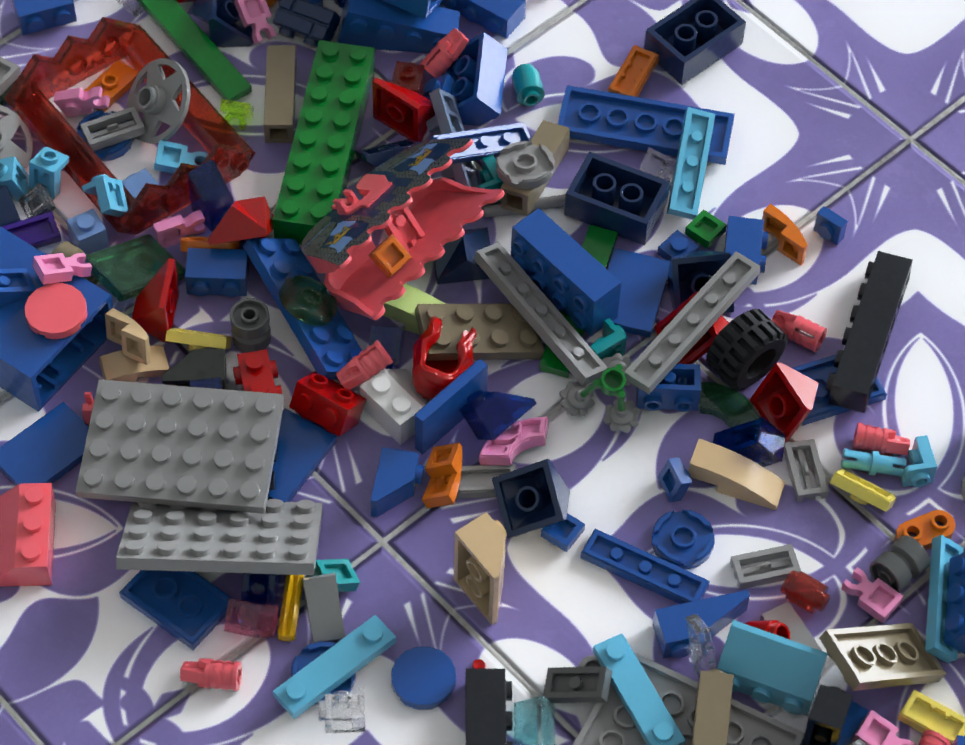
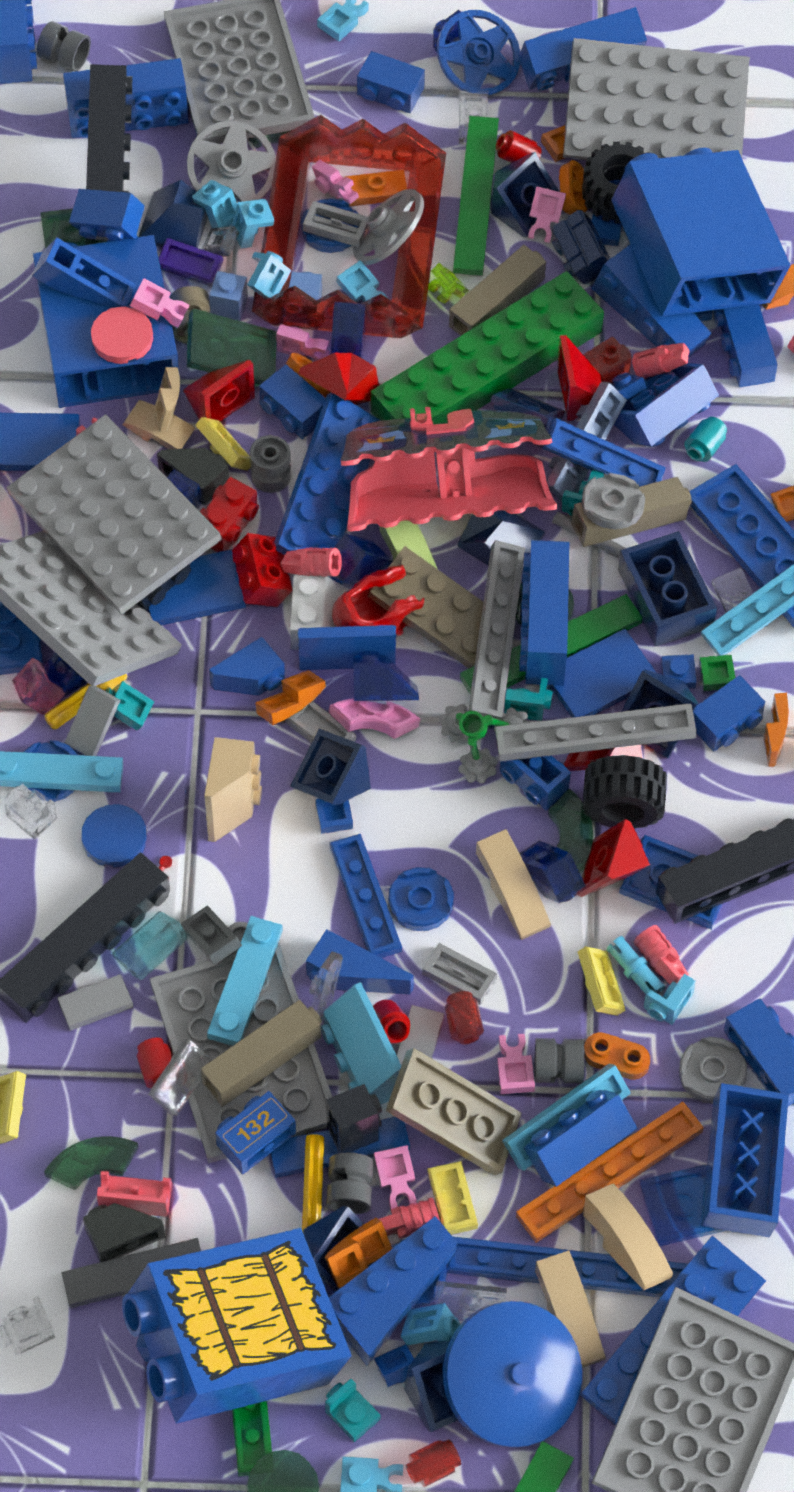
camera: 45 degrees right, 5 degrees up
(308, 300) = (322, 477): tile -> none
(390, 256) = (416, 489): orange tile -> none
(674, 479) = (462, 848): blue plate -> none
(793, 325) = (699, 815): coral hinge -> none
(809, 492) = (563, 949): light grey tile -> none

